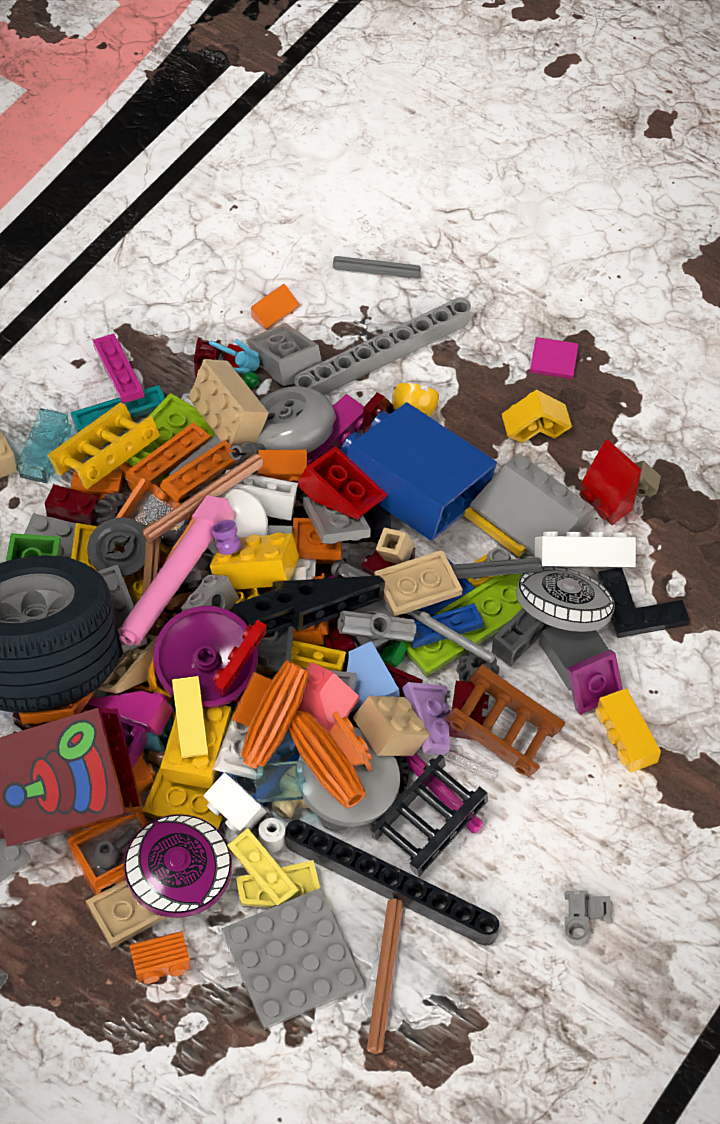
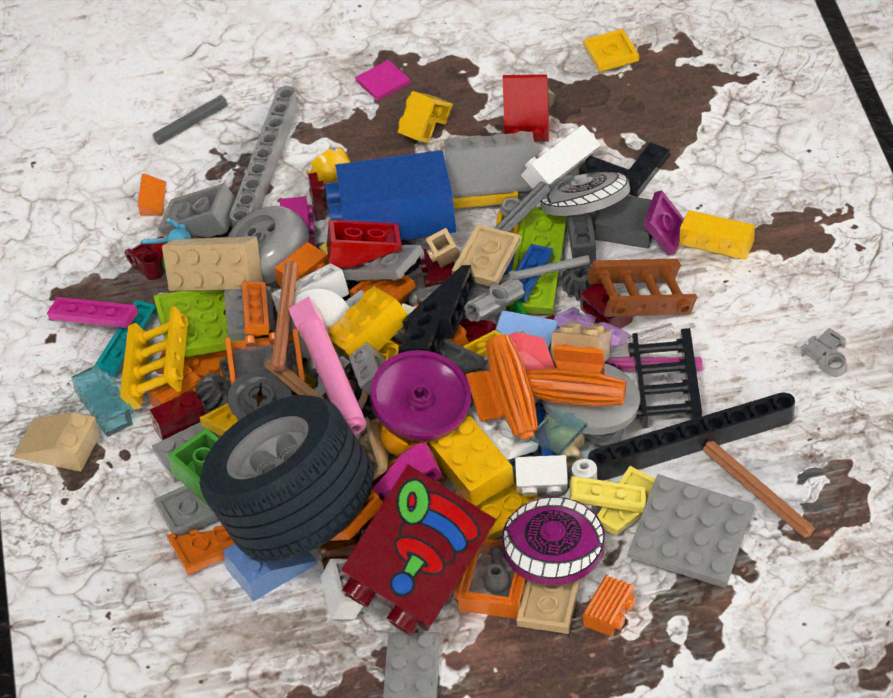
camera: 40 degrees left, 10 degrees down
(168, 455) = (212, 326): orange plate -> none
(190, 717) = (457, 437): light yellow tile -> none
(226, 537) = (338, 322): medium lavender wheel -> none
(239, 656) = (448, 370): red plate -> none
(245, 450) = (265, 280): dark grey pin -> none

